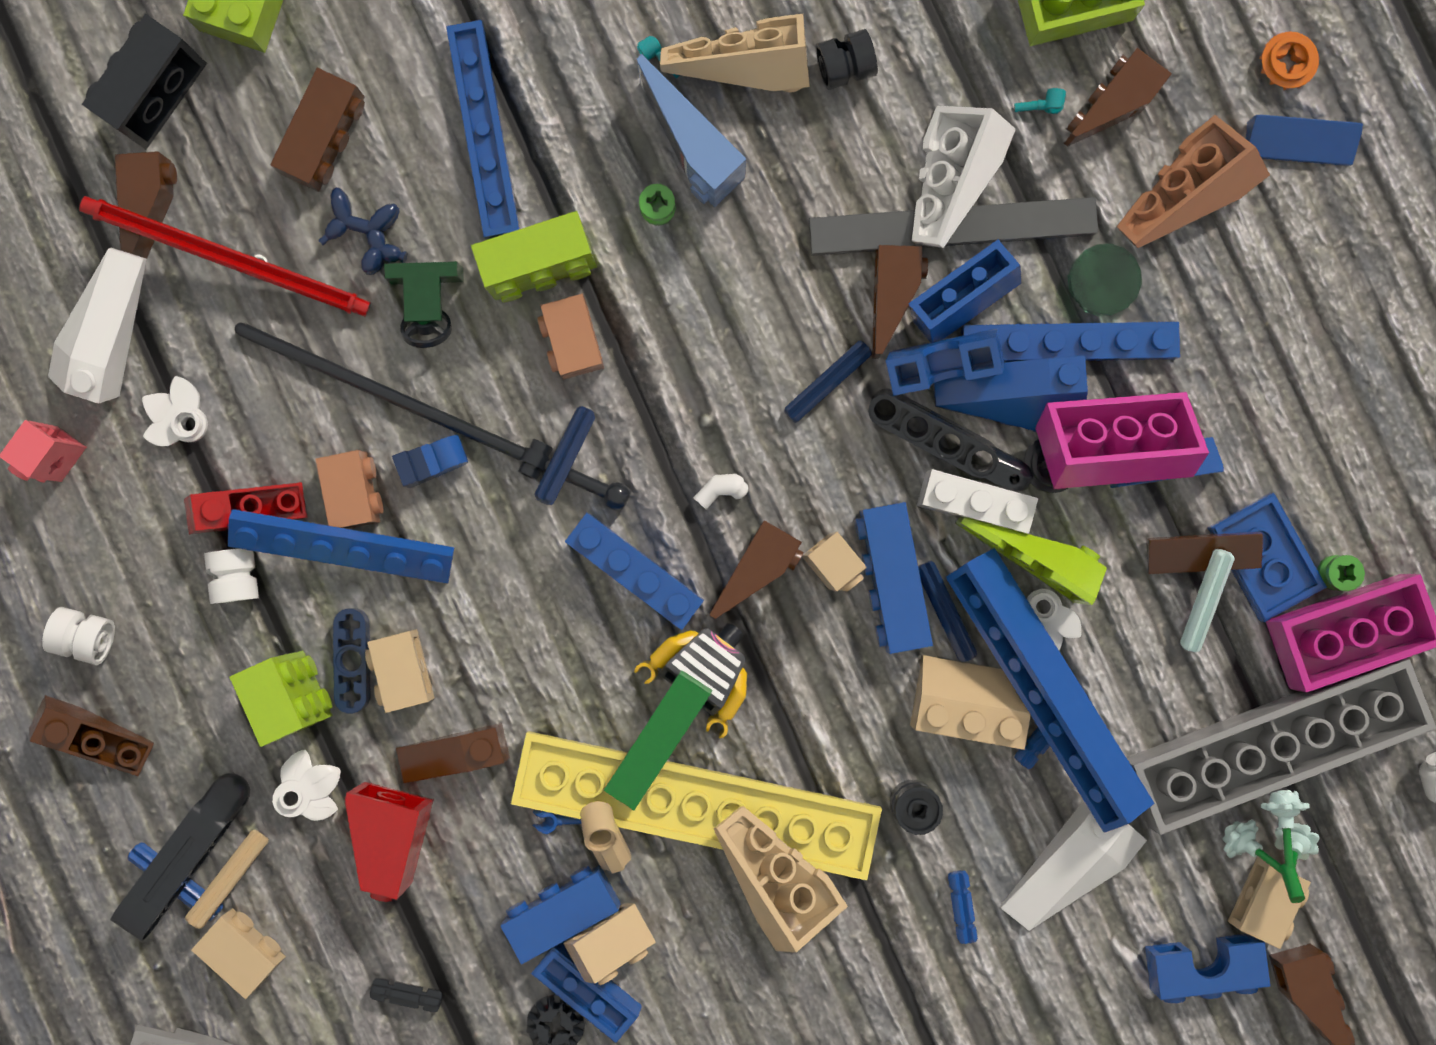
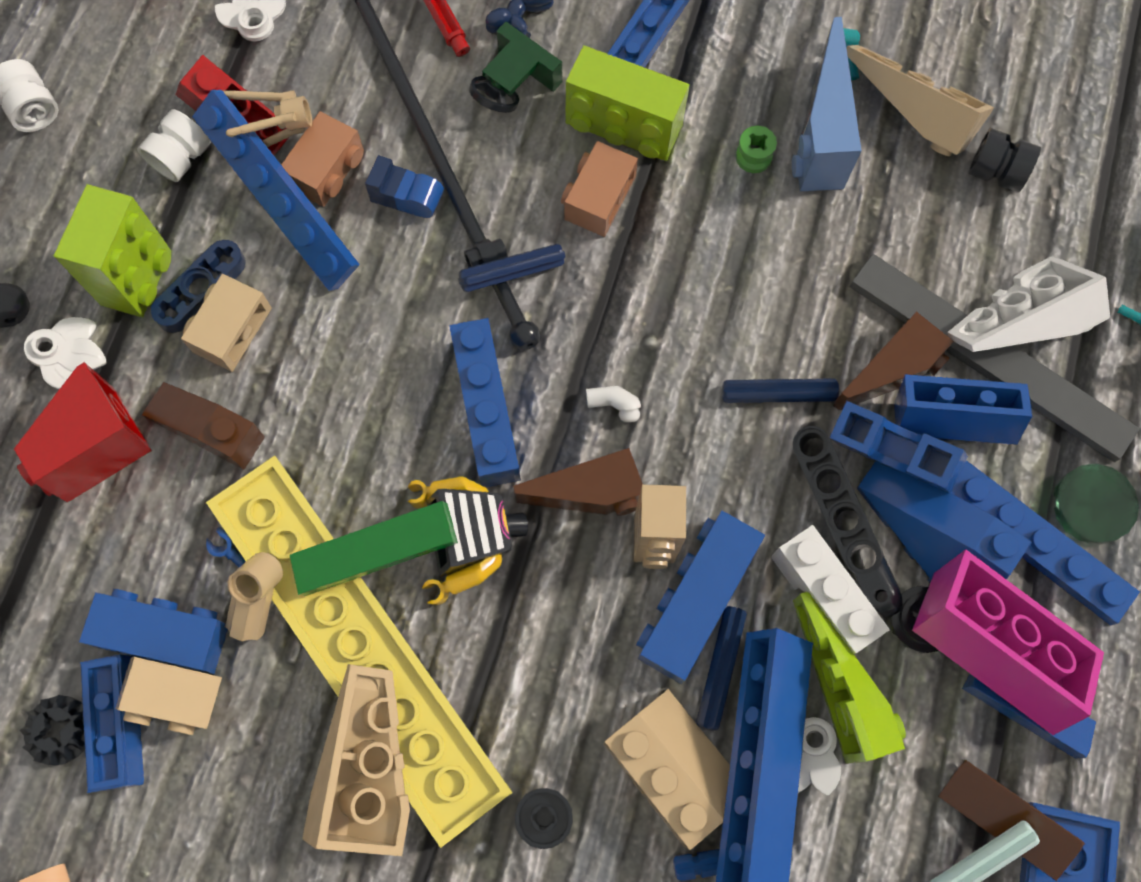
camera: 40 degrees right, 15 degrees down
(300, 484) = (290, 114): none -> tan plant

